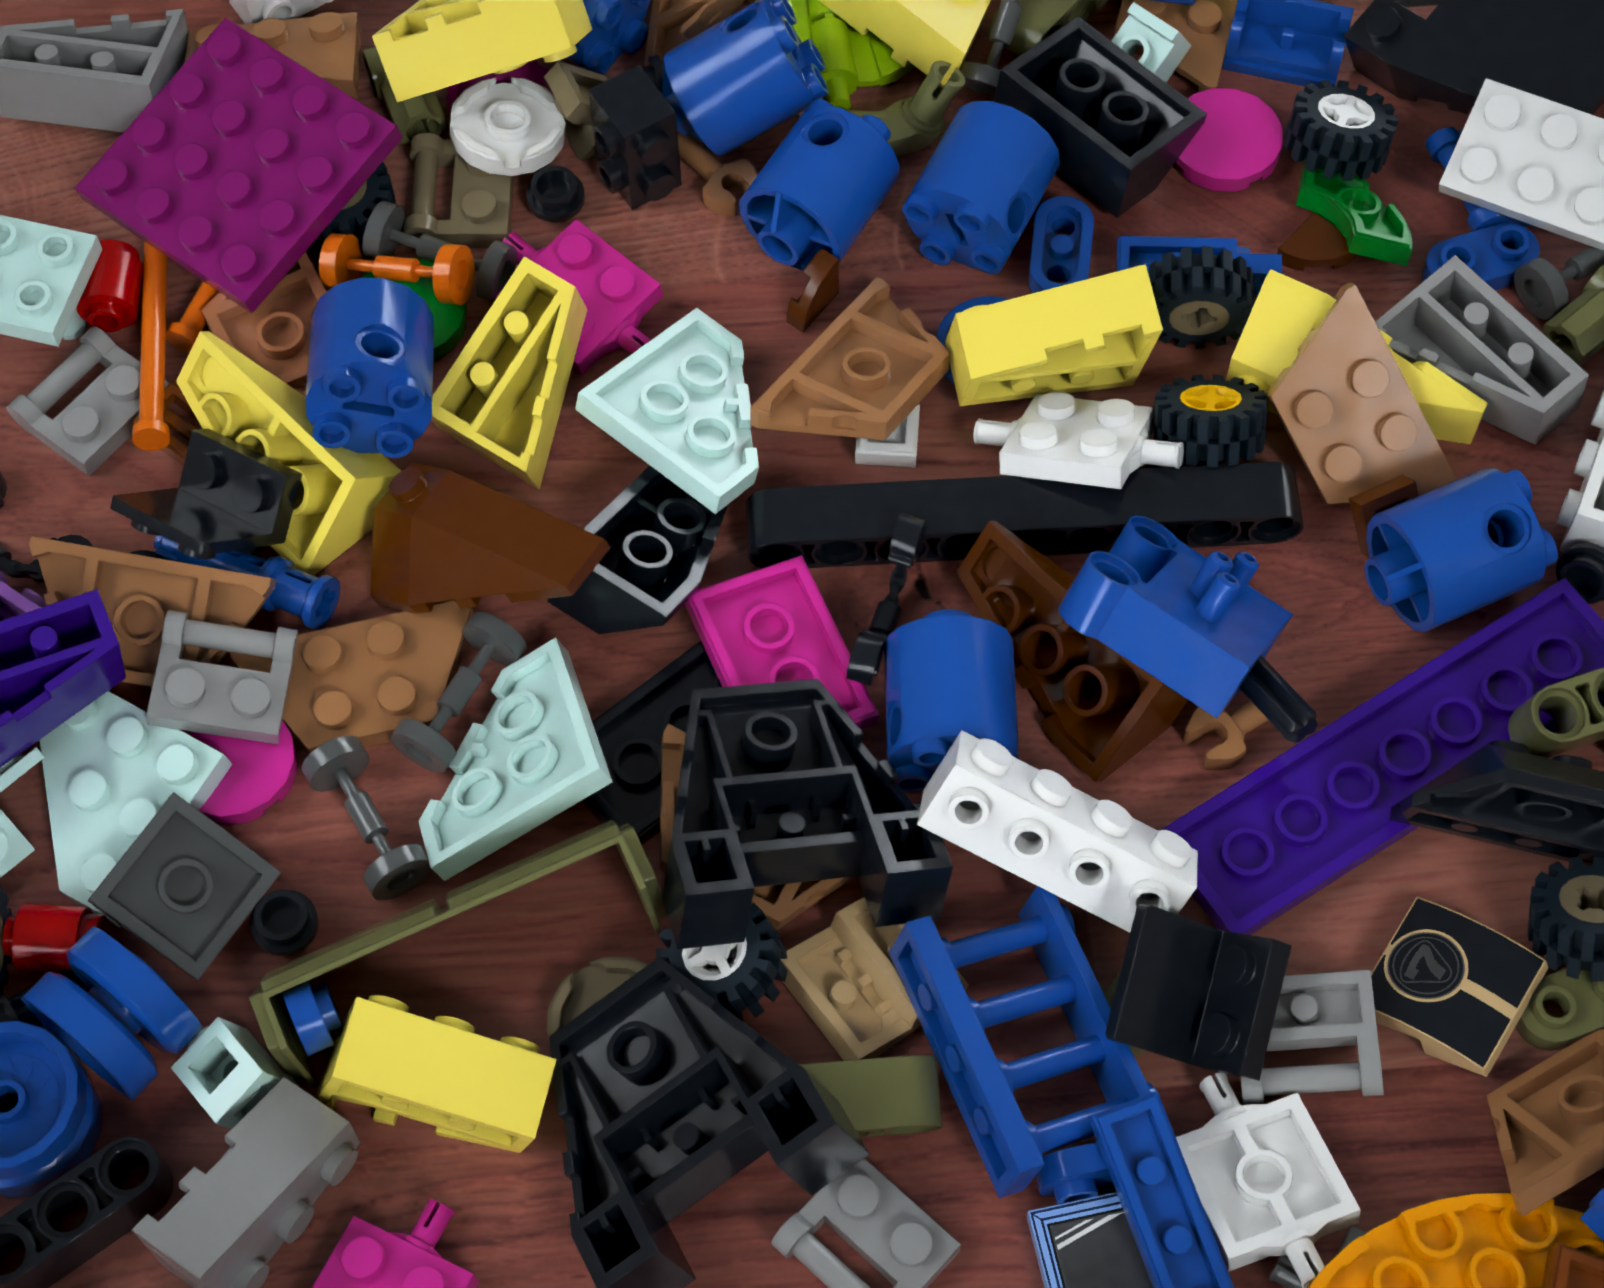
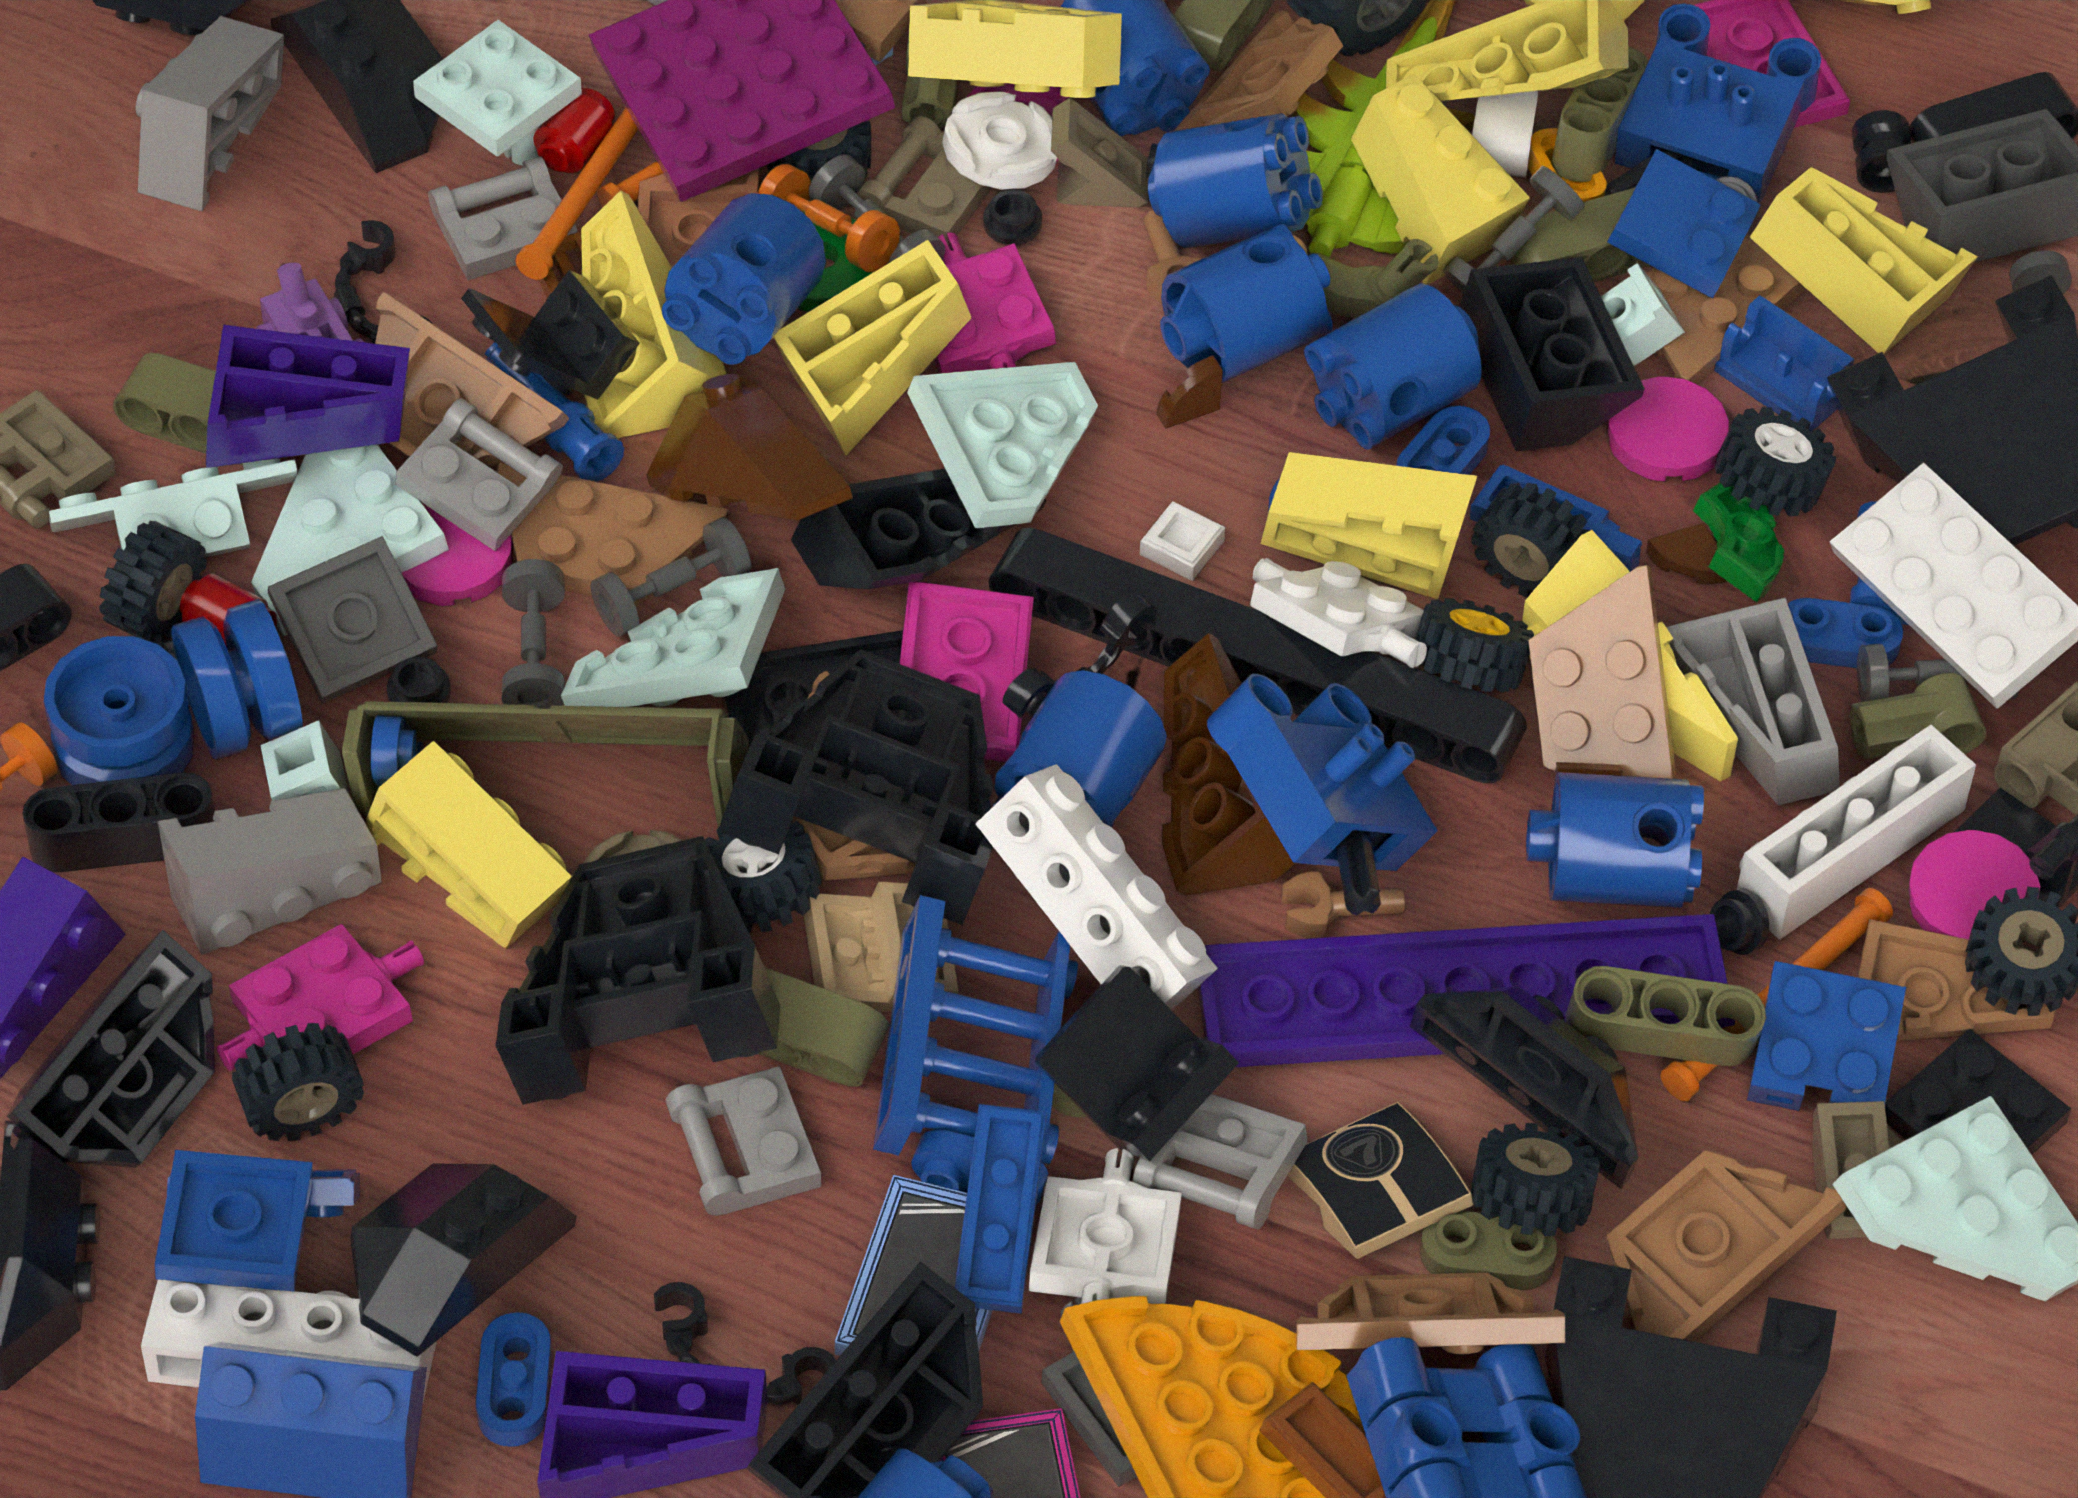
camera: 25 degrees right, 10 degrees down
(635, 138) = (1104, 195): black brick -> none
(857, 374) = (1179, 472): medium nougat wing -> none

